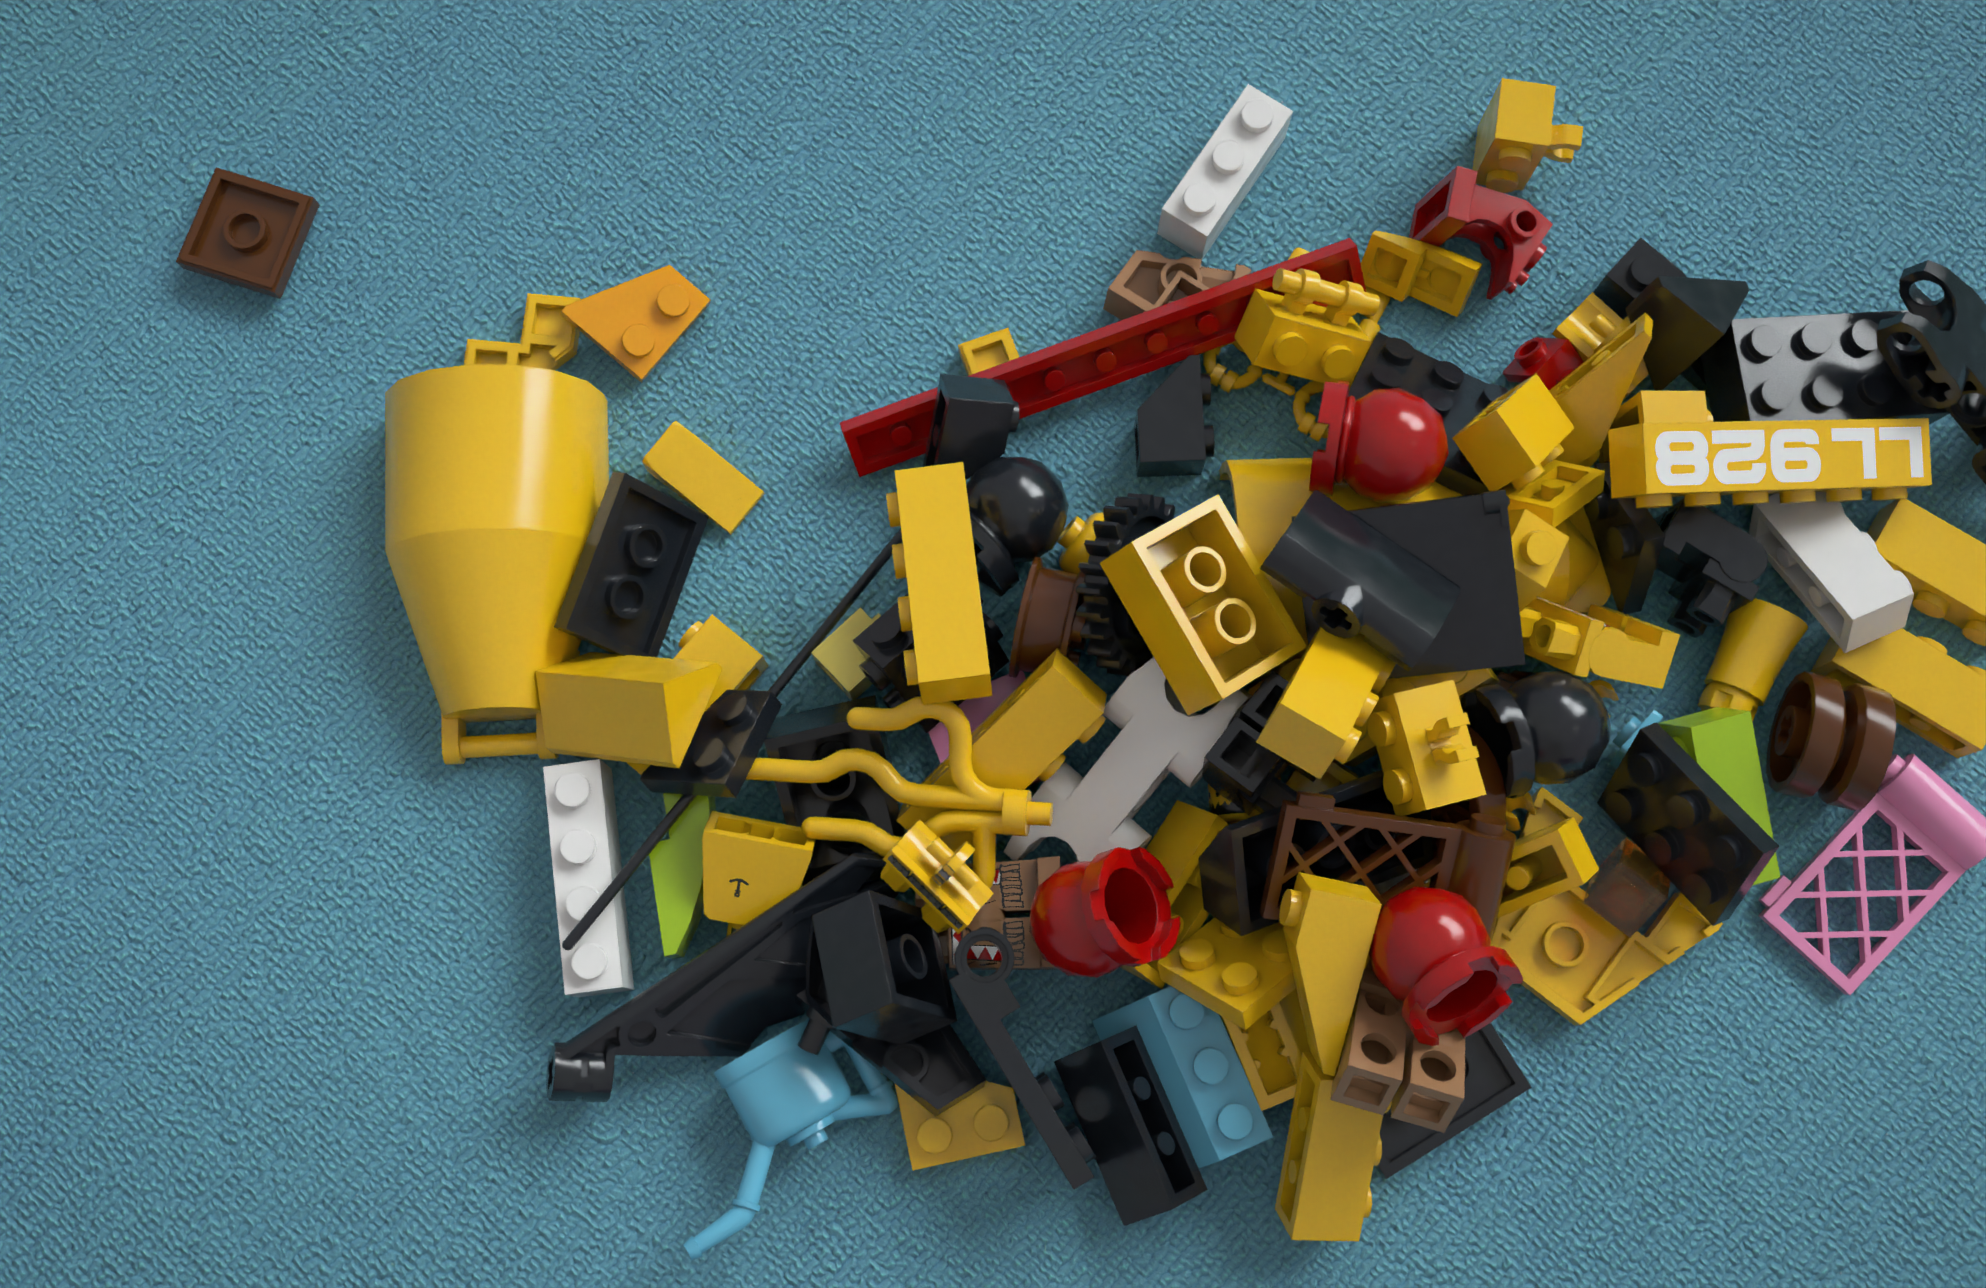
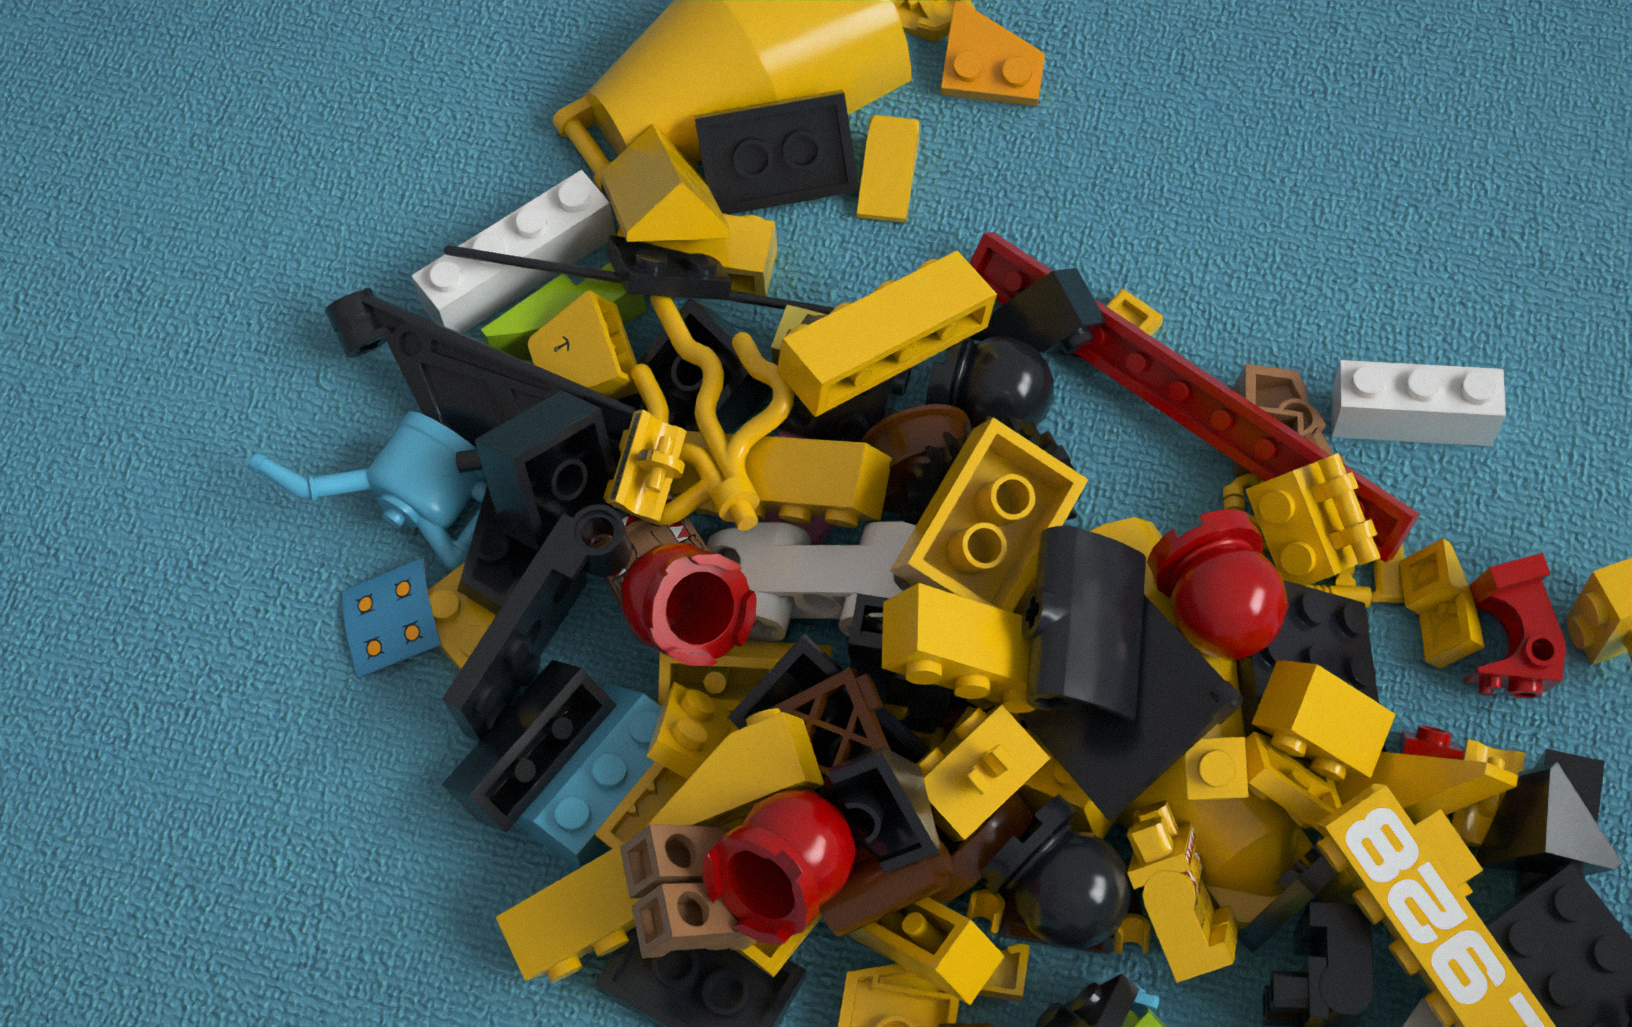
camera: 65 degrees right, 15 degrees down
(912, 1193) = (389, 618): none -> dark azure sticker
(1172, 427) = (1164, 476): black slope -> none
(1440, 848) = (884, 807): none -> black slope

